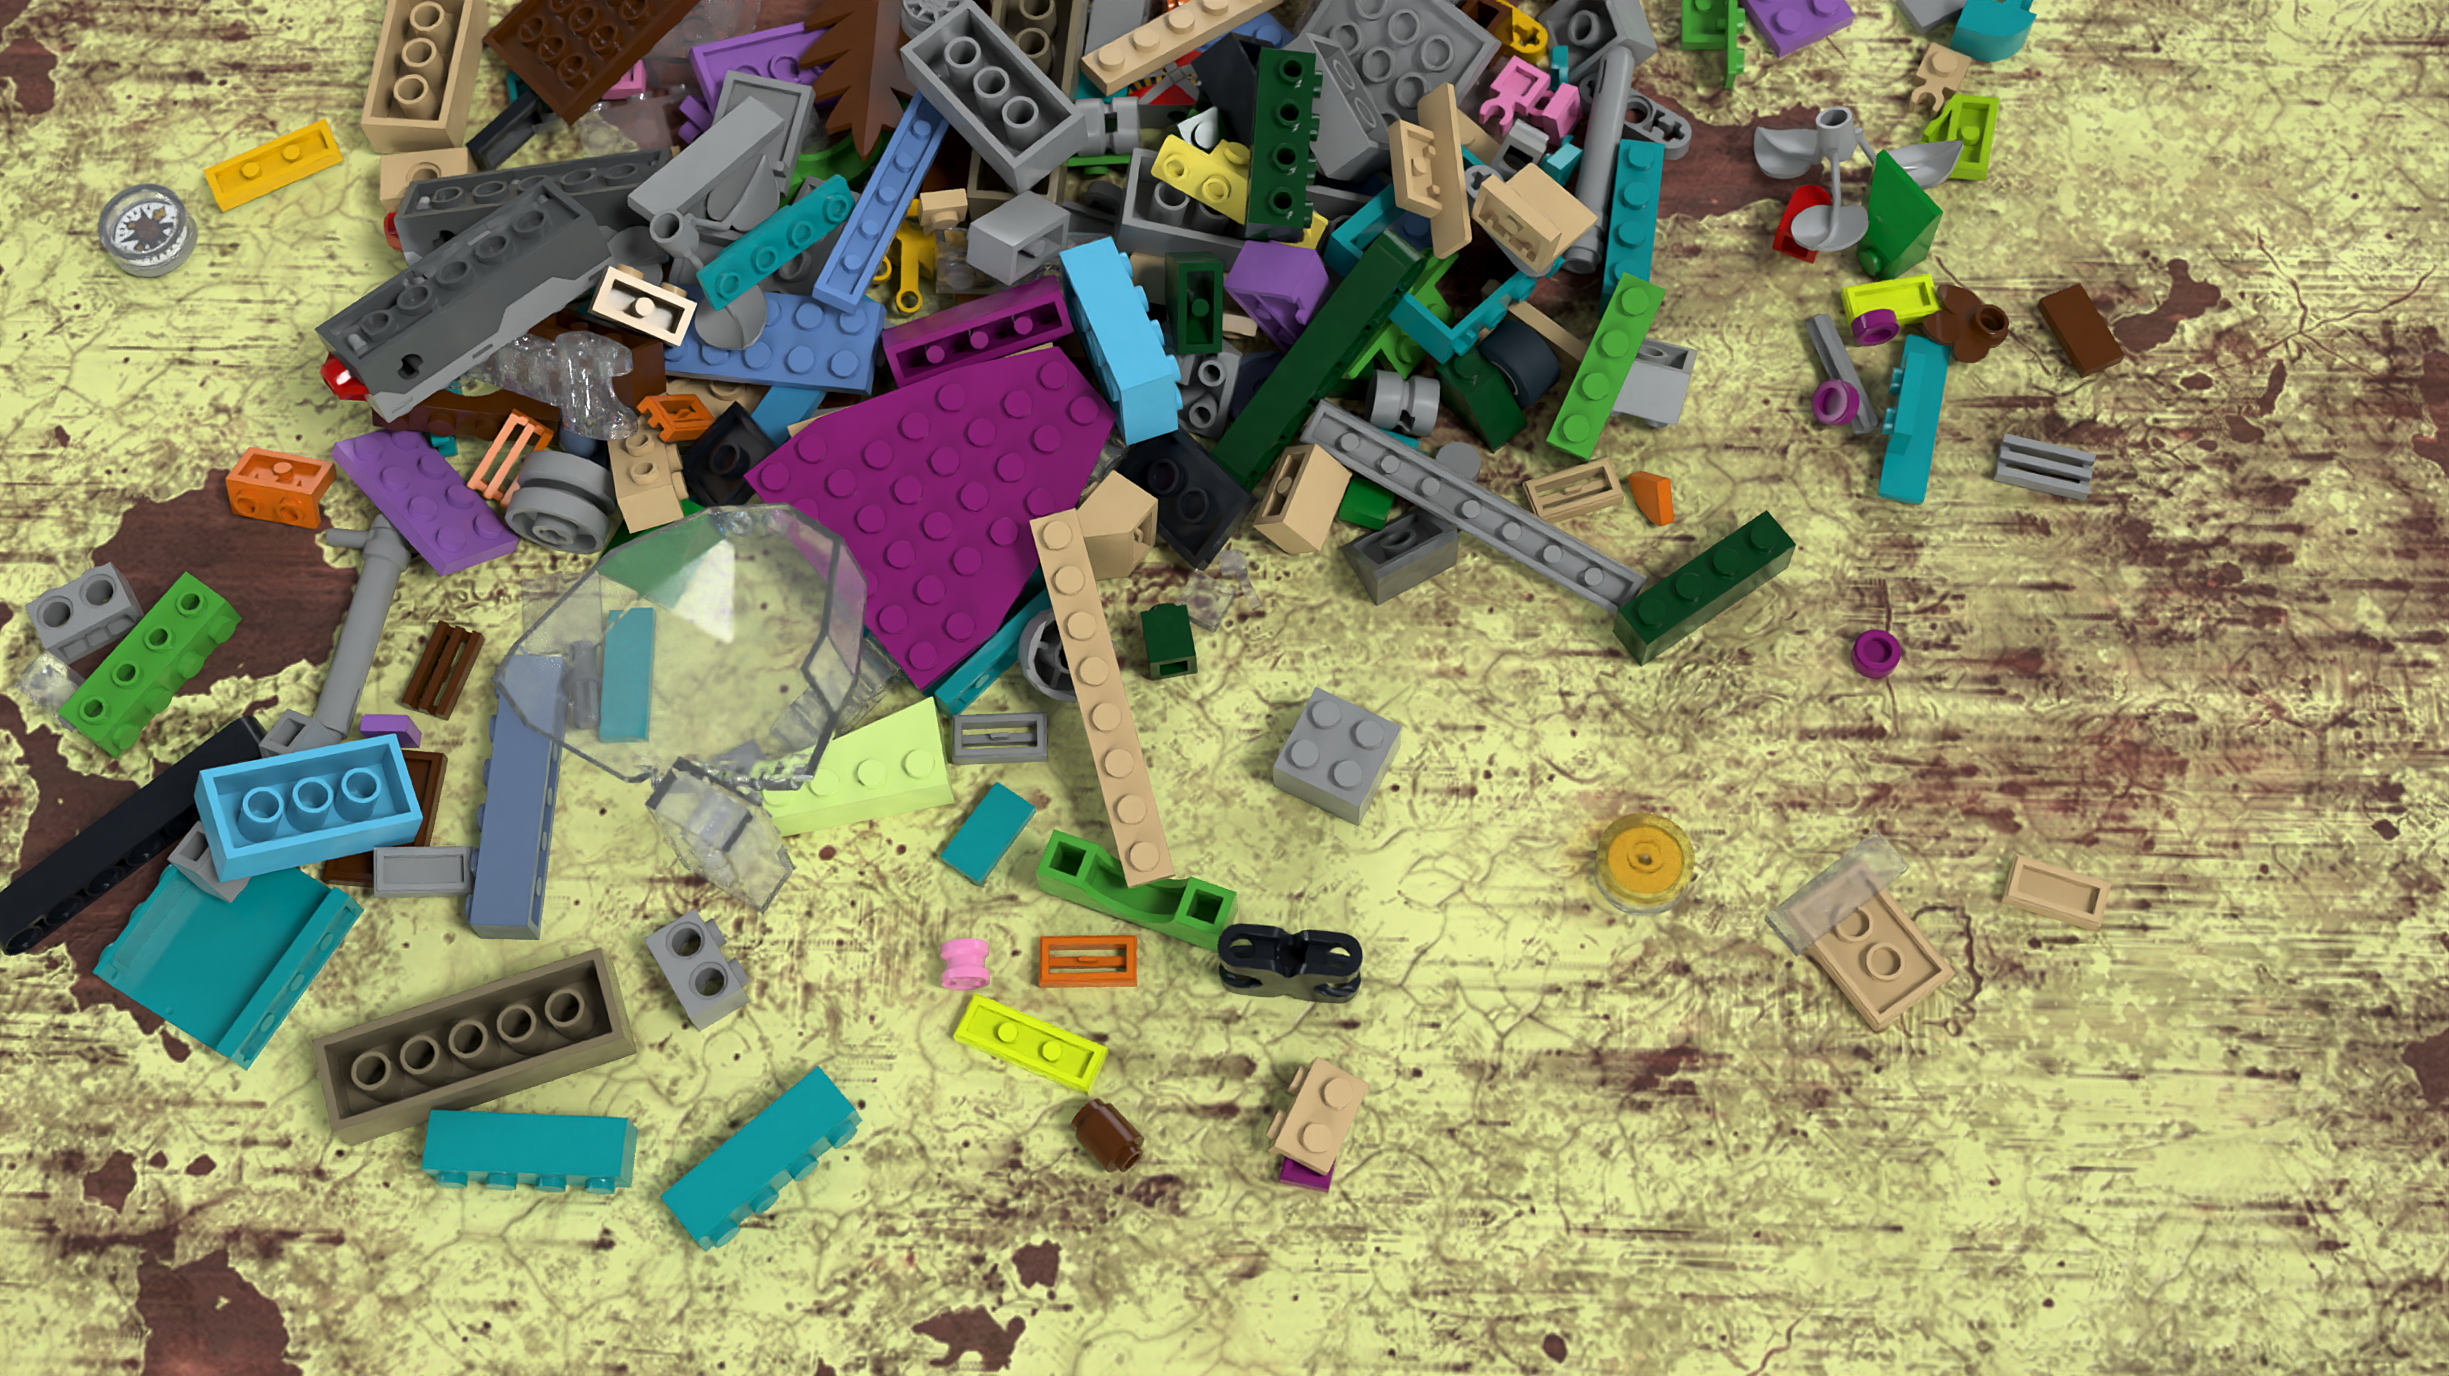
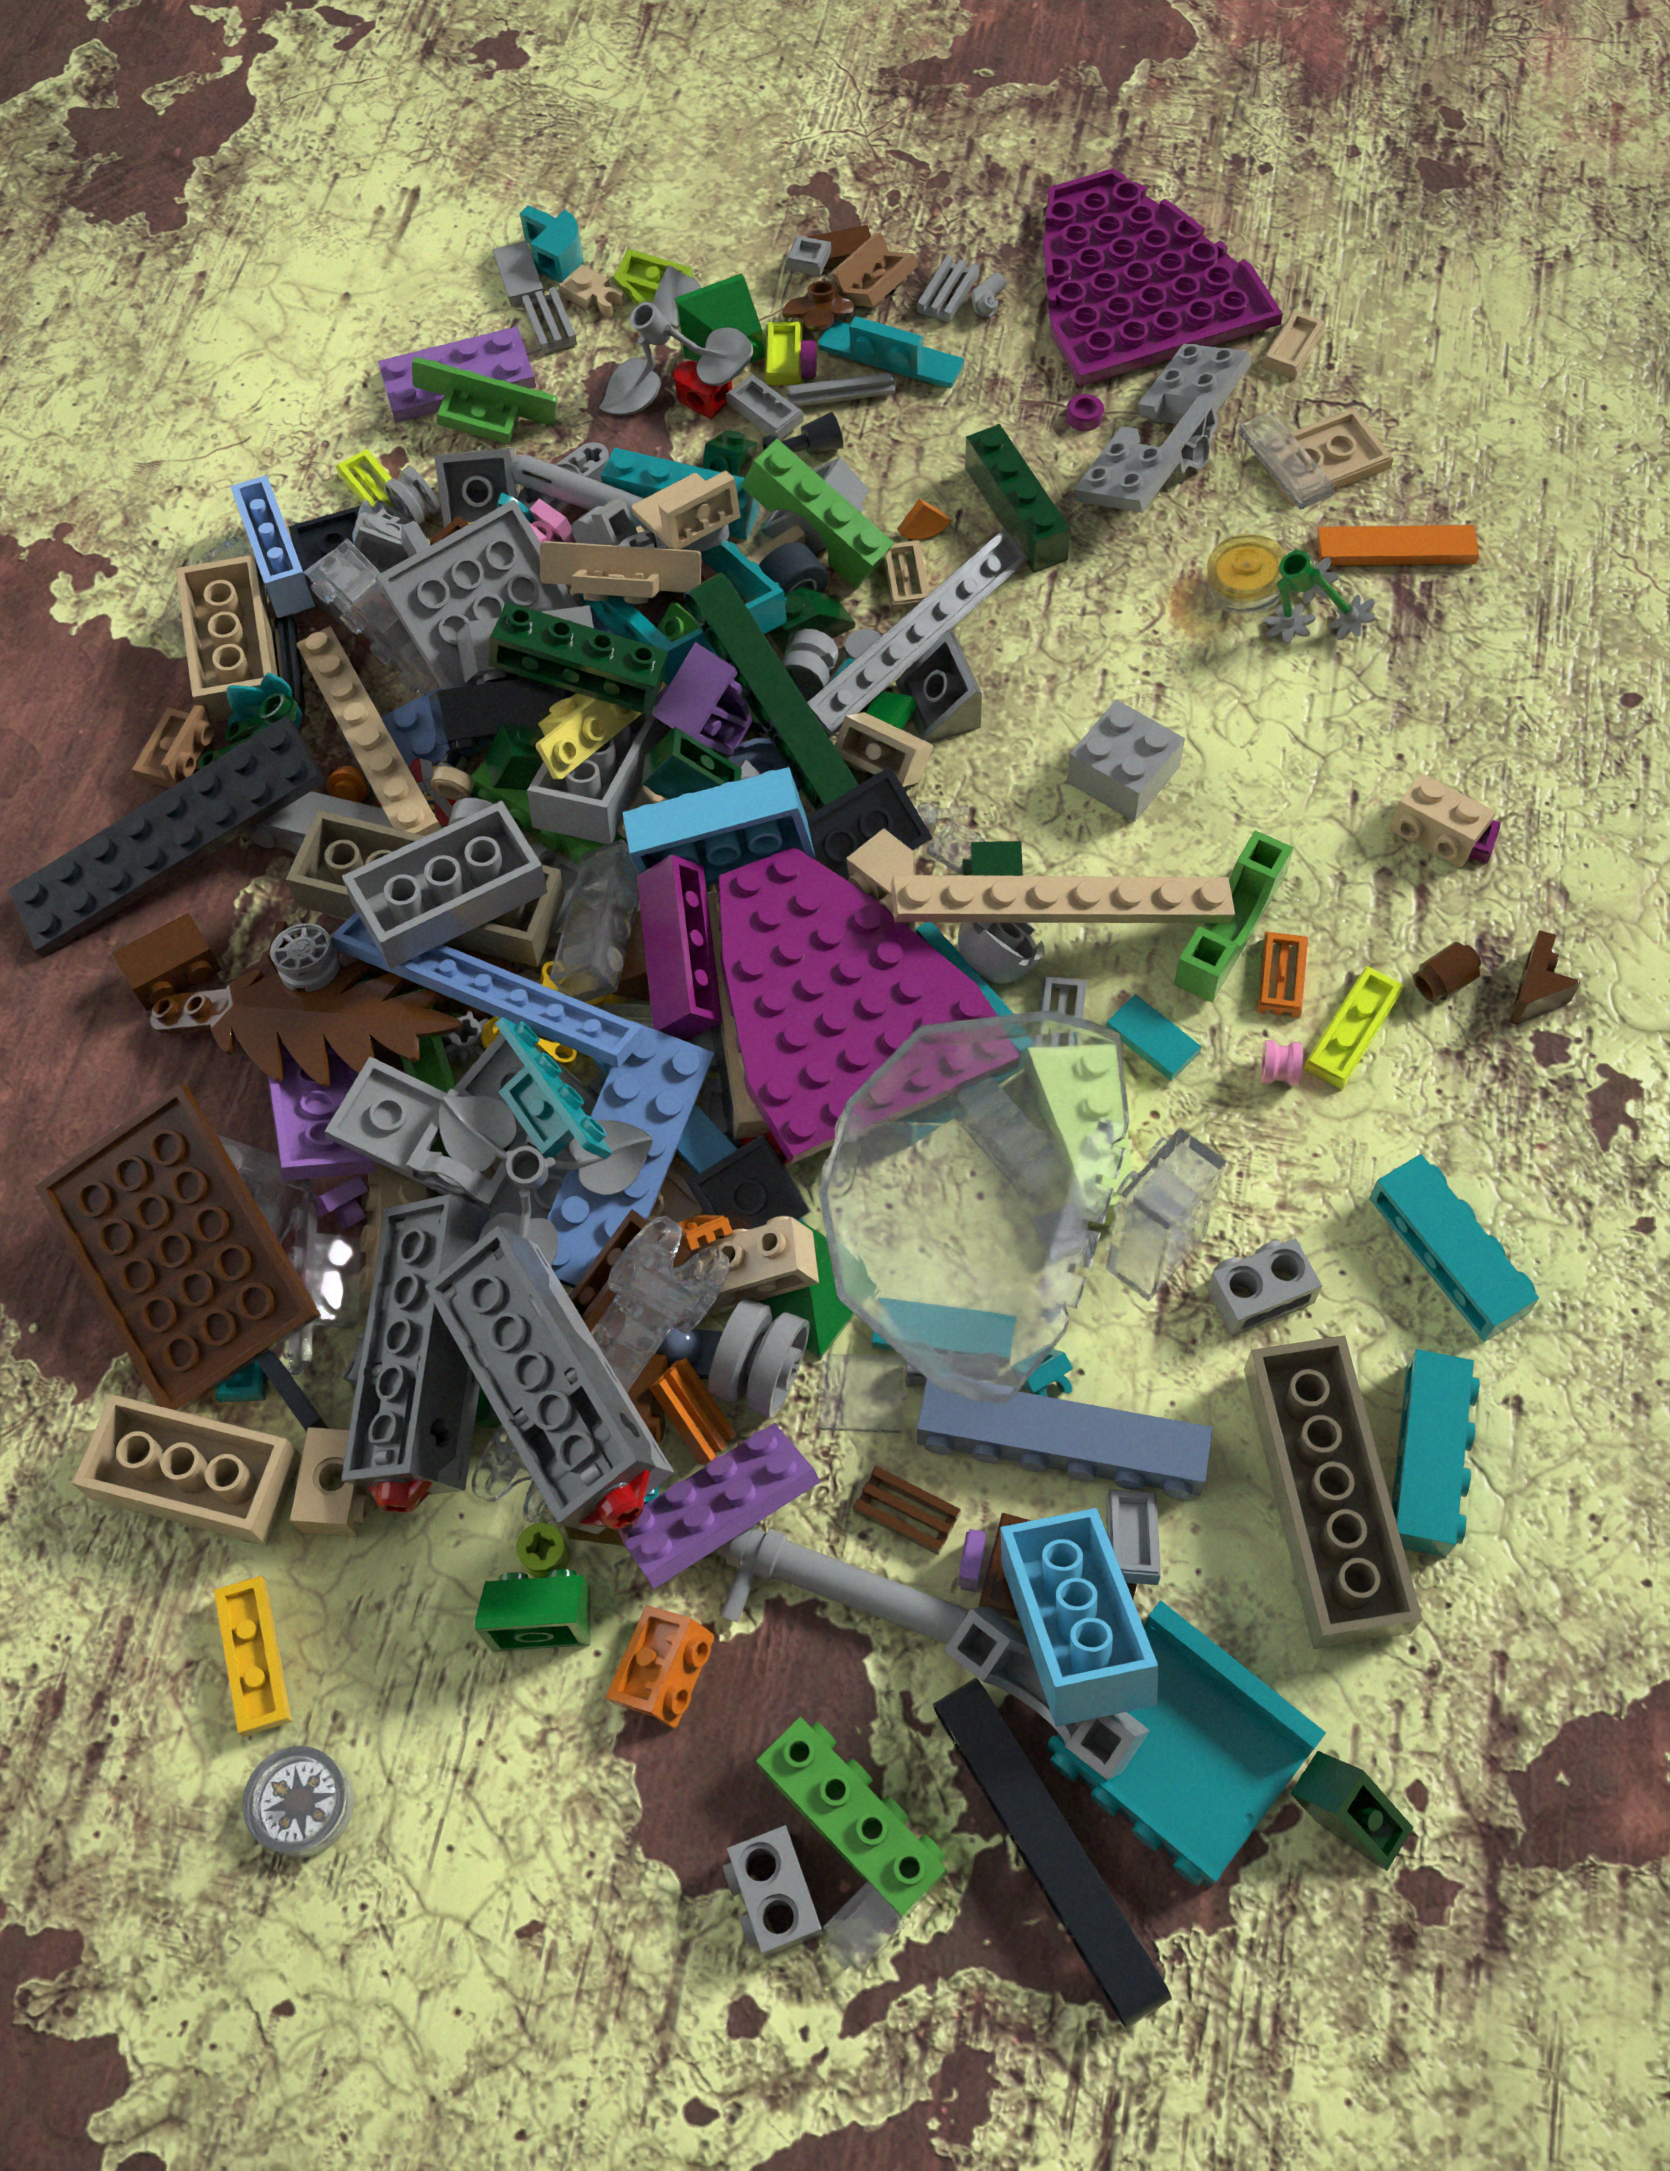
camera: 80 degrees left, 5 degrees down
(172, 1096) = (1352, 1808): none -> dark green slope
(297, 363) = (535, 1611): none -> green slope
(585, 775) = (1050, 1371): none -> teal tile
(642, 307) = (589, 1222): tan brick -> none
(707, 160) = (441, 1147): light grey tile -> none
(941, 209) = (541, 958): tan plate -> none
(1017, 237) = (594, 895): light grey brick -> none
(1097, 1231) = (1539, 986): none -> reddish brown slope
(1165, 89) = (452, 783): none -> tan tile
(1290, 963) = (1317, 807): black piece -> none
(1606, 907) = (1303, 575): none -> plant
(1705, 269) = (728, 452): none -> dark green bracket
(1738, 1045) = (1398, 545): none -> orange tile
(1753, 356) = (816, 436): none -> black piece
(1791, 296) = (764, 407): none -> light grey plate
(1835, 402) = (868, 394): magenta tile -> none
(1860, 38) = (542, 302): none -> light grey tile
(1917, 764) = (1184, 394): none -> light grey plate
(2037, 372) = (872, 272): none -> medium nougat bracket
(2040, 510) = (983, 295): none -> light grey arm
(2045, 296) = (808, 255): none -> light grey tile
(2117, 686) = (1139, 279): none -> magenta wing

